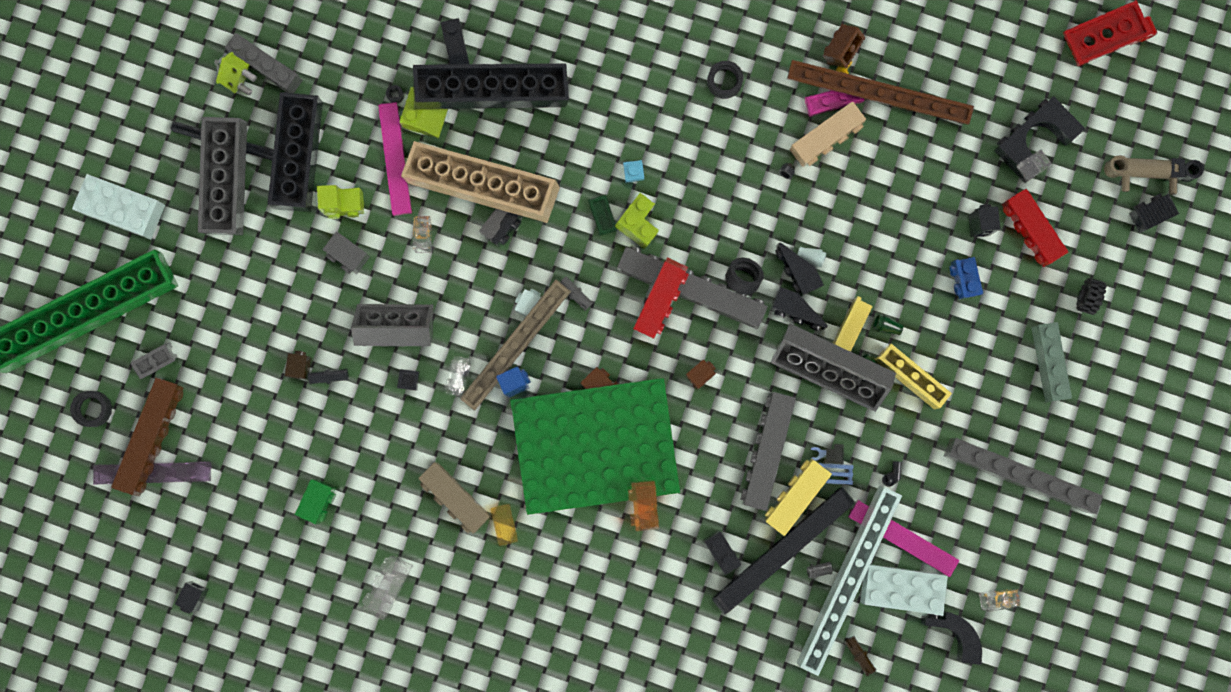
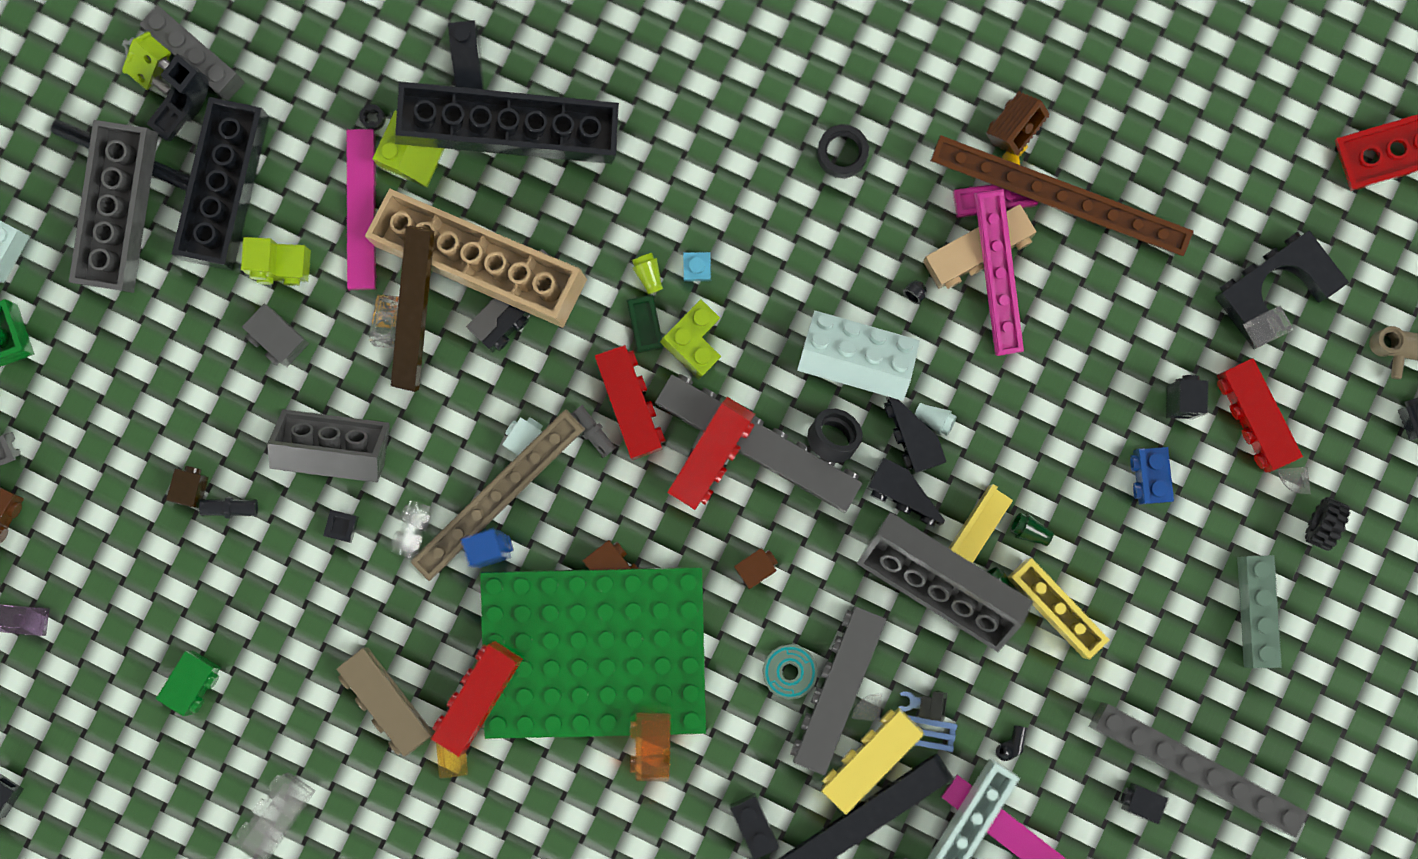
camera: 10 degrees right, 0 degrees up
(261, 97) = (184, 99): none -> black arch
(440, 221) = (412, 308): none -> dark brown tile
(518, 487) = (476, 699): none -> red brick
(598, 270) = (628, 402): none -> red brick
(600, 179) = (648, 272): none -> lime cone
(744, 443) = (801, 683): none -> sand green tile
(754, 218) = (859, 355): none -> light aqua brick
(790, 461) = (868, 708): none -> clear tile
(844, 149) = (999, 272): none -> dark pink tile
(988, 503) = (1143, 803): none -> black brick
(1065, 269) = (1296, 479): none -> clear tile

